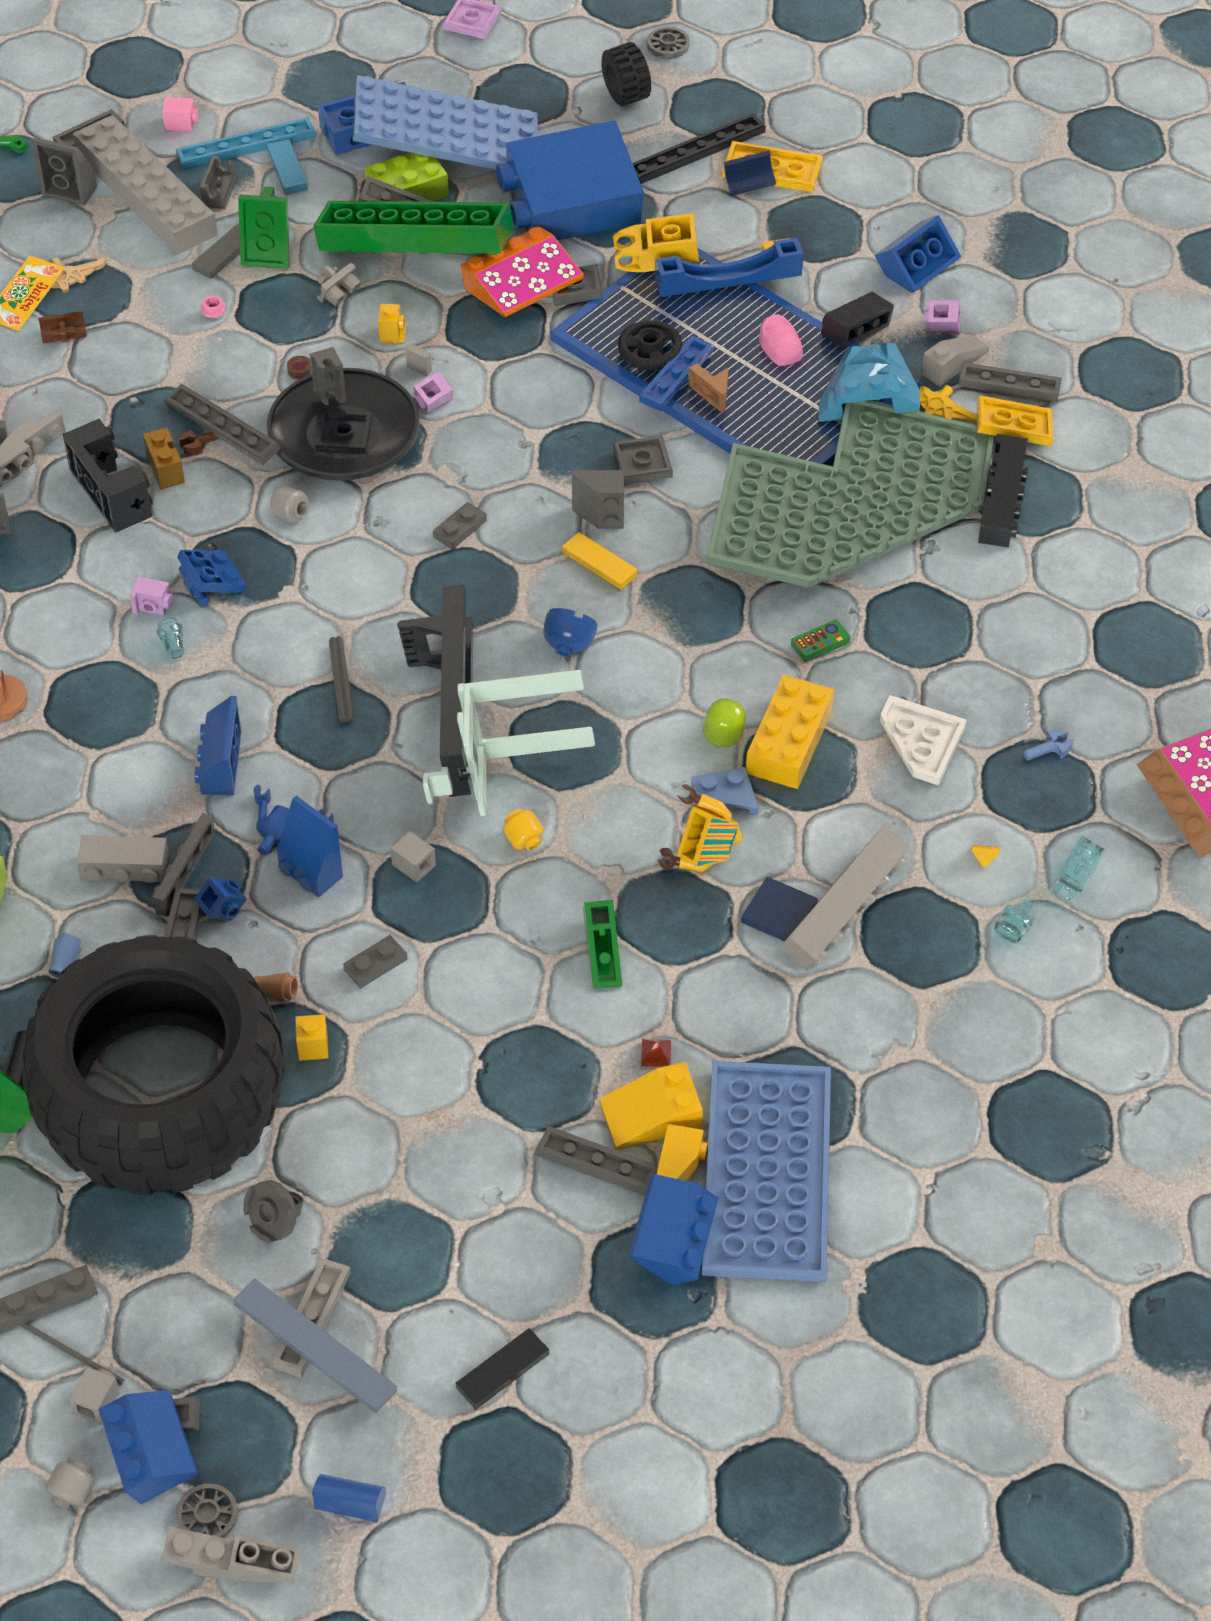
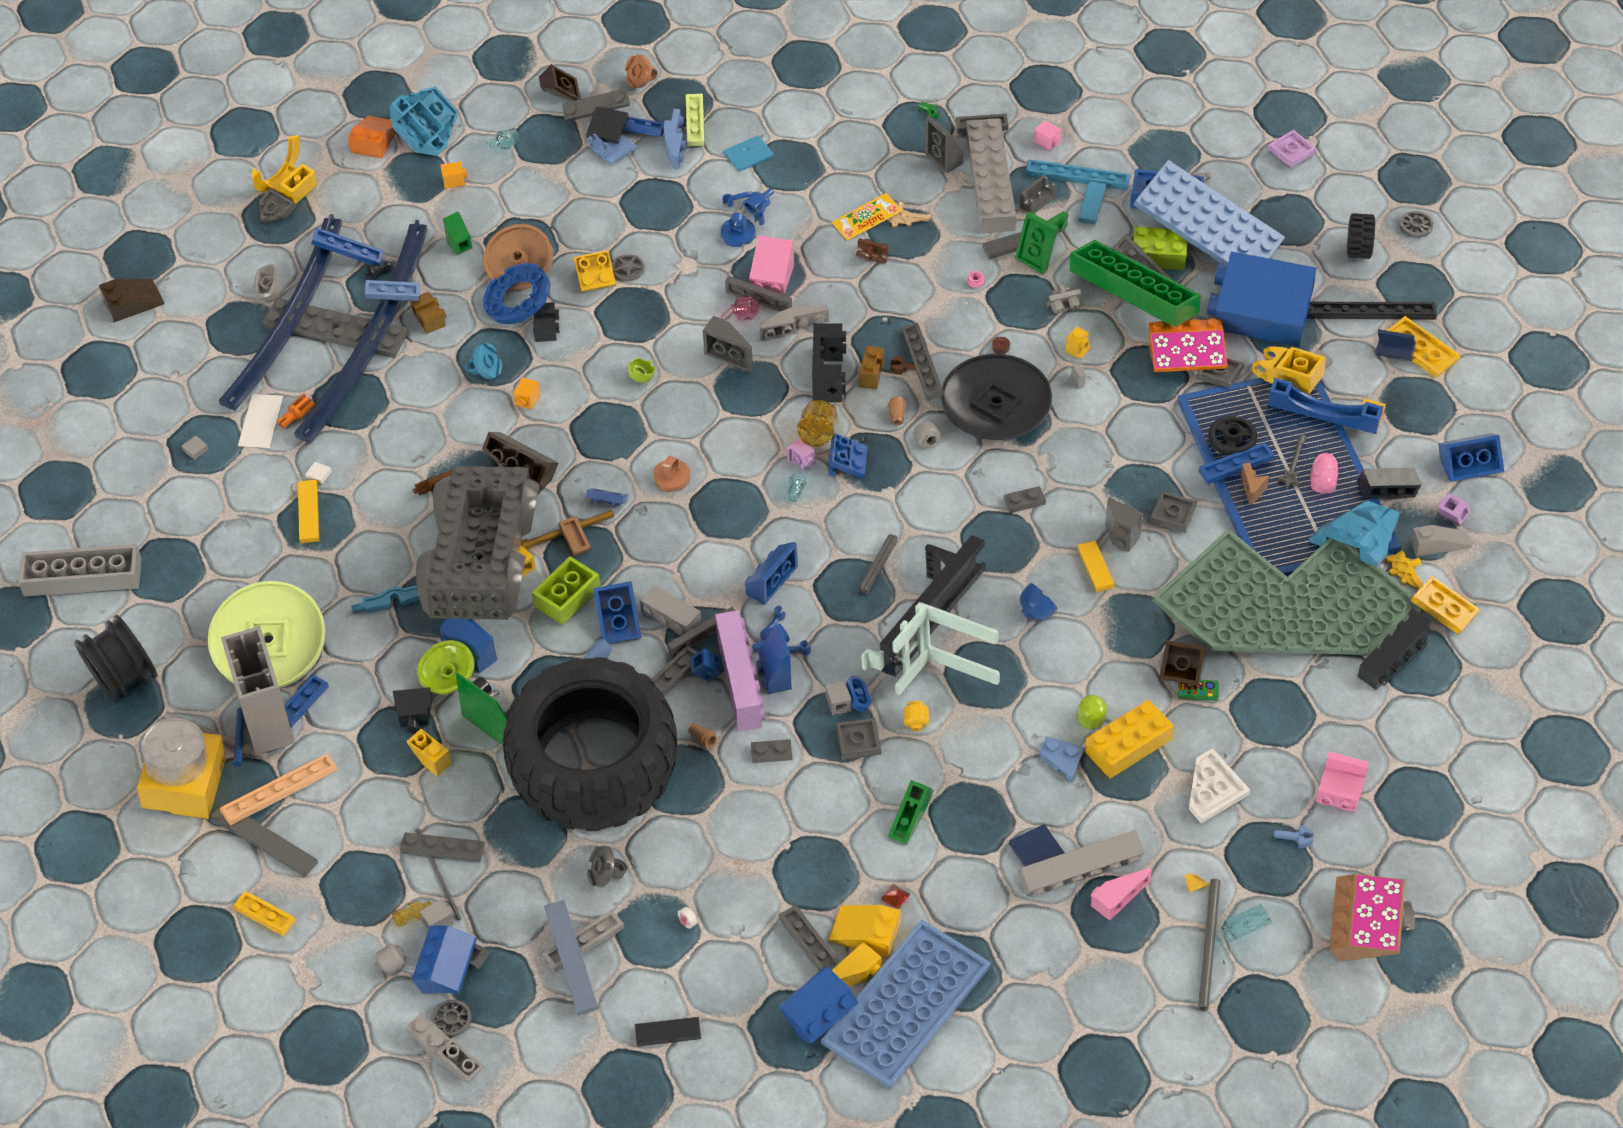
camera: 35 degrees right, 0 degrees up
(55, 893) = (617, 612): none -> blue slope
(56, 1402) = (401, 916): none -> clear yellow piece
(150, 548) = (817, 423): none -> clear yellow cylinder
(230, 492) = (897, 410): none -> medium nougat cone
(269, 884) = (739, 671): none -> lavender brick
(312, 1037) = (699, 777): yellow brick -> none
(327, 375) = (1002, 359): dark grey hinge -> none
(348, 1497) = (530, 1053): blue brick -> none
(424, 1215) = (687, 917): none -> white tile
(435, 386) = (1066, 397): lavender brick -> none
(444, 844) = (858, 693): none -> blue plate
(472, 892) = (858, 738): none -> dark grey plate
(707, 835) = (1022, 777): yellow torso -> none
(742, 362) = (1289, 476): none -> dark grey piece
(786, 617) = (1183, 663): none -> dark brown slope
(909, 911) = (1118, 892): none -> bright pink slope
(1010, 382) = (1465, 576): dark grey plate -> none
(1014, 922) = (1179, 936): clear light blue piece -> none
(1053, 661) = (1342, 781): none -> bright pink panel
(1053, 915) = (1209, 944): none -> dark grey piece

